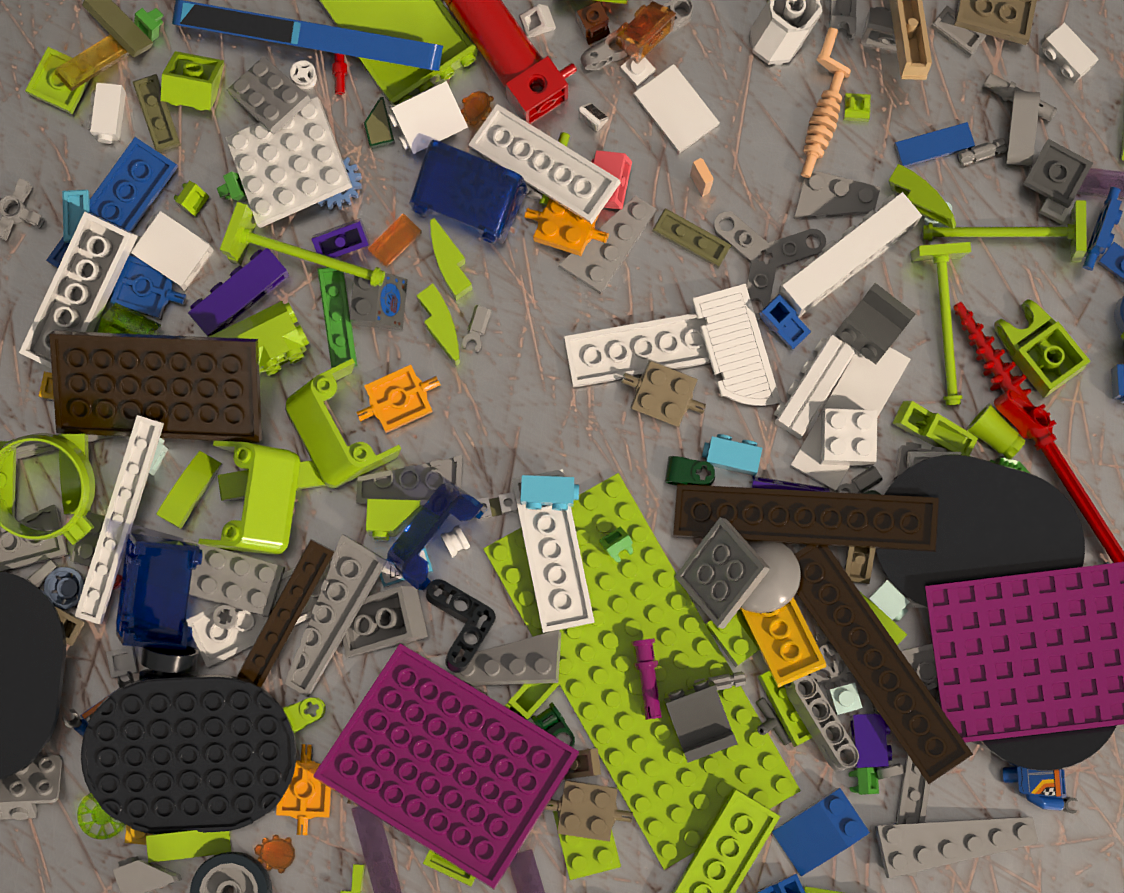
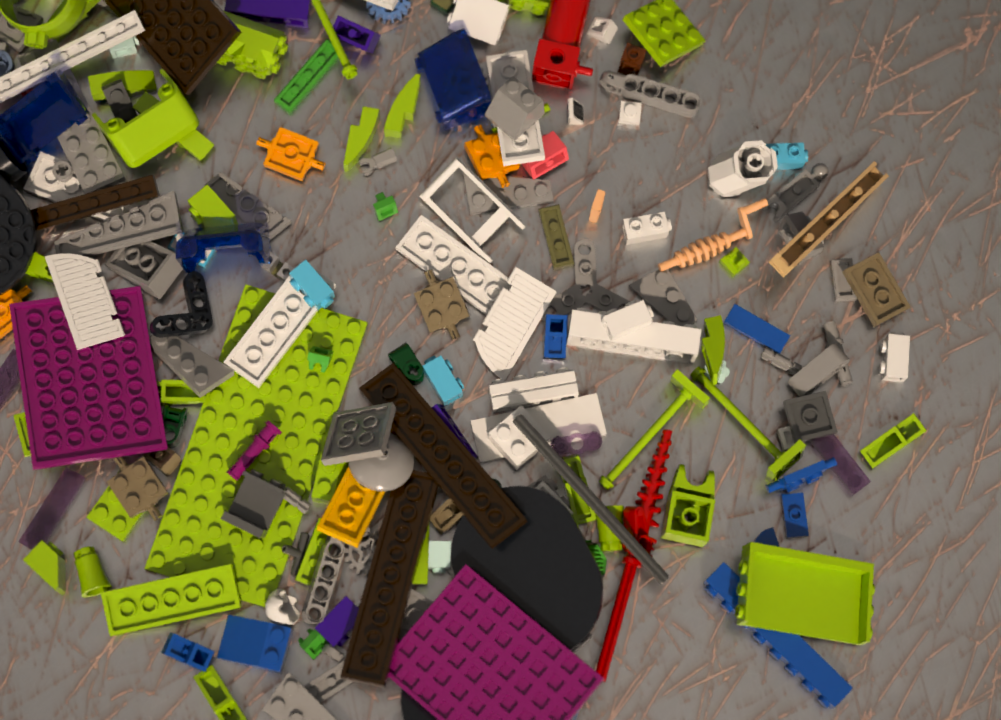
camera: 45 degrees right, 5 degrees down
(206, 507) = (119, 101): none -> dark grey plate
(321, 437) = (216, 152): lime windscreen -> none
(369, 704) = (84, 299): none -> white piece
(379, 305) = (337, 92): dark grey slope -> none
(394, 240) = (387, 67): clear orange tile -> none
(455, 541) = (234, 263): white wheel -> none
(476, 107) = (513, 40): clear orange piece -> none
(525, 361) = (384, 206): none -> bright green tile
(550, 165) = (515, 108): none -> light grey slope
(632, 287) = (489, 226): none -> white piece
(645, 31) = (652, 91): clear orange slope -> none
(676, 109) = (627, 157): white tile -> none
(758, 153) = (646, 228): none -> white brick
(811, 781) = (281, 608): none -> white hair
(839, 247) = (627, 320): none -> white brick
(844, 699) = (351, 583): light aqua brick -> none
(862, 481) = (501, 474): light grey bar -> none
(875, 323) = (606, 391): dark grey panel -> none
(888, 405) = (591, 442): none -> clear purple piece
(966, 426) = (591, 499): none -> dark grey axle

